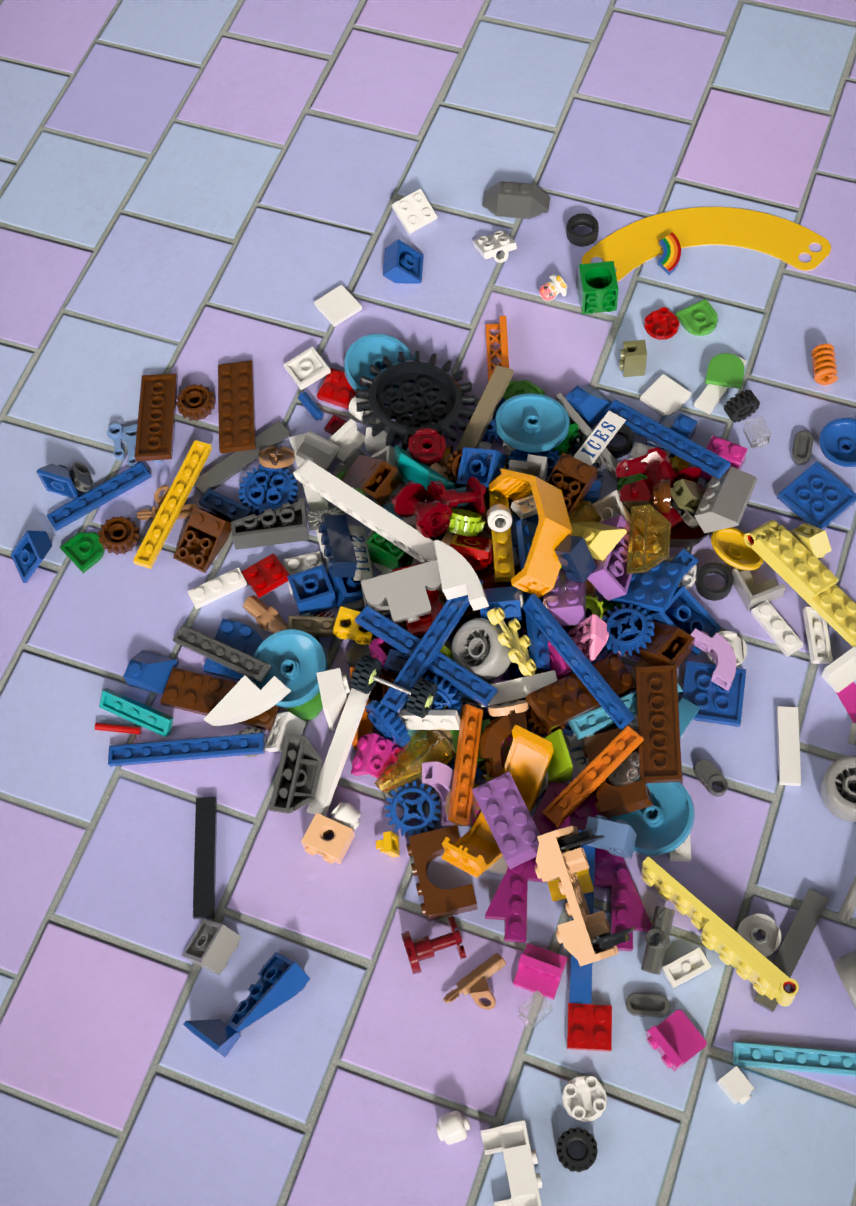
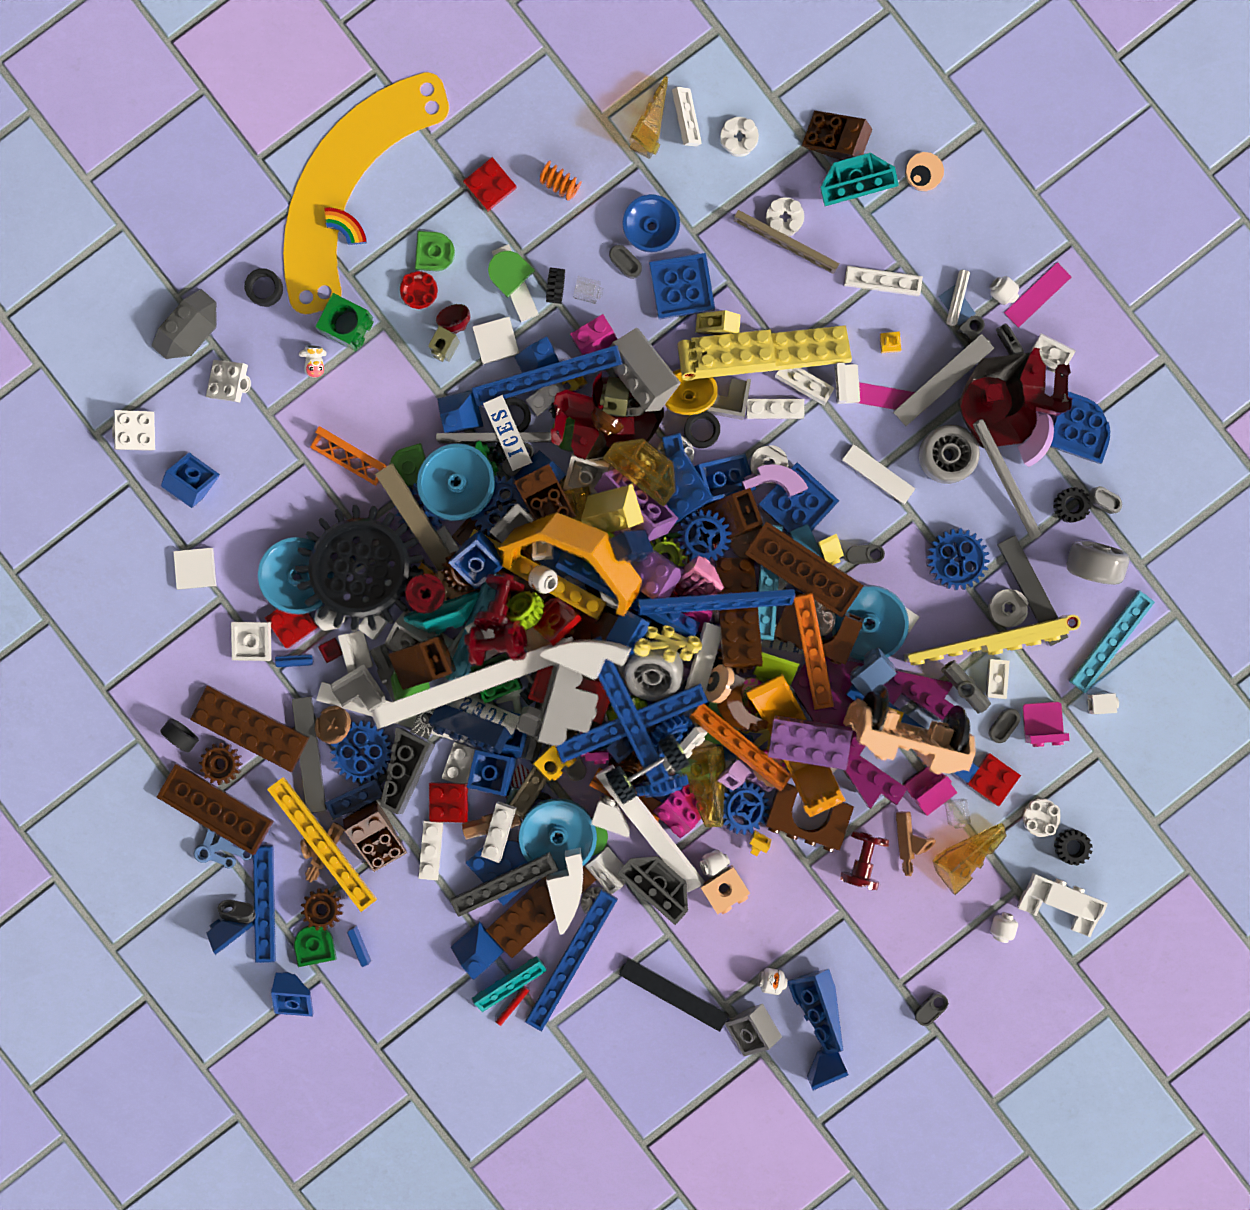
camera: 65 degrees left, 25 degrees up
(103, 579) = (359, 946): none -> blue tile
(200, 361) = (179, 735): none -> black tyre
(264, 621) = (498, 831): none -> white plate
(267, 934) = (772, 981): none -> white head
(323, 1107) = (927, 1012): none -> dark grey piece
(494, 1045) = (962, 859): none -> clear yellow wedge
(659, 357) = (454, 314): none -> dark red piece
(693, 738) = (831, 549): none -> light yellow slope
(753, 847) = (940, 562): none -> blue gear
(781, 324) = (490, 184): none -> red plate

